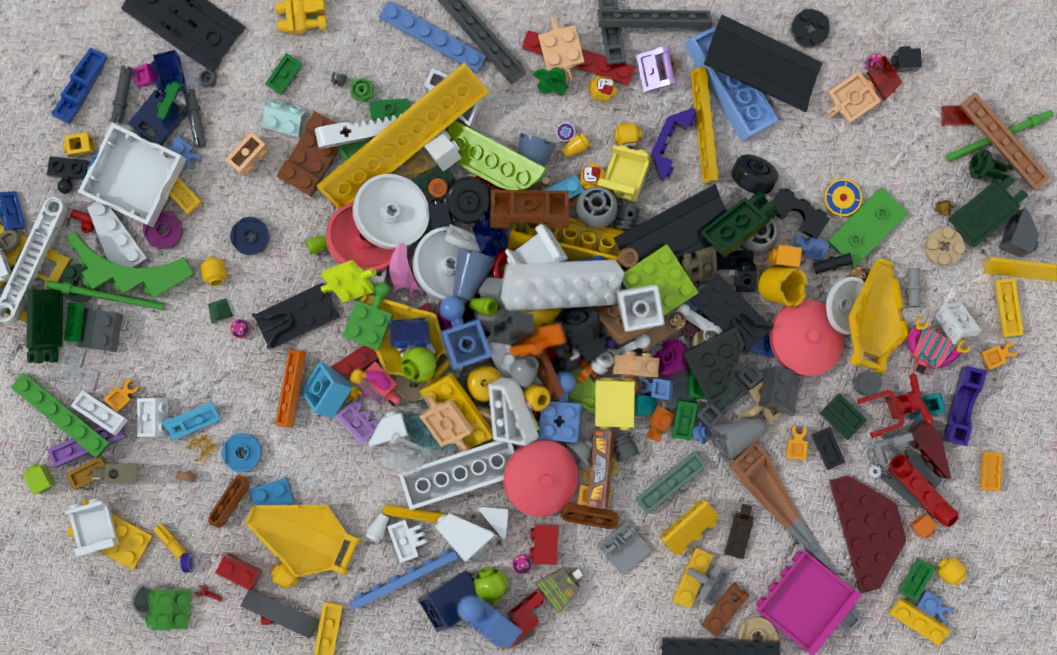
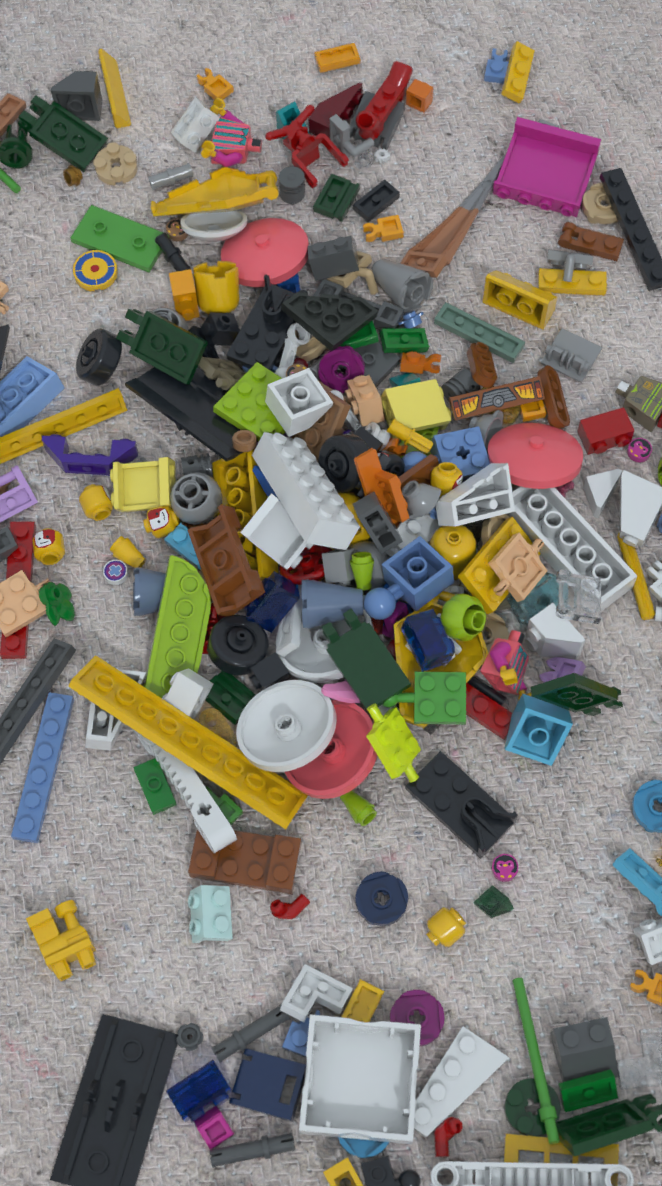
camera: 110 degrees left, 20 degrees down
(100, 271) = (506, 1072): bright green arch -> none
(171, 94) = (227, 1065): green plate -> none
(207, 167) = (314, 987): none -> white plate
(247, 154) = (275, 937): light nougat brick -> none
(266, 172) = (289, 910): none -> red arm
(283, 74) = (151, 934): green plate -> none
(290, 388) = (554, 775): orange plate -> none
(330, 425) = (577, 694): none -> dark green tile
(338, 77) = (133, 862): dark grey hinge -> none
(357, 85) = (140, 819): bright green plate -> none
(411, 281) = (365, 662): none -> dark green tile
(438, 187) = (235, 686): orange plate -> none
(586, 385) = (410, 437): none -> yellow axle
(647, 472) = (481, 364): none -> dark orange plate
(660, 388) = (380, 370): medium blue plate -> none
(739, 533) = (502, 253): dark brown hinge -> none
(813, 220) = (131, 288): black arch -> none
(813, 248) = (160, 277): medium blue plate -> none
(869, 529) = (446, 141): dark red plate -> none
(916, 579) = (476, 86): green plate -> none
(952, 571) = (454, 58): yellow head -> none
(959, 420) = (258, 98): dark purple arch -> none
(1008, 307) = (160, 90): yellow plate -> none

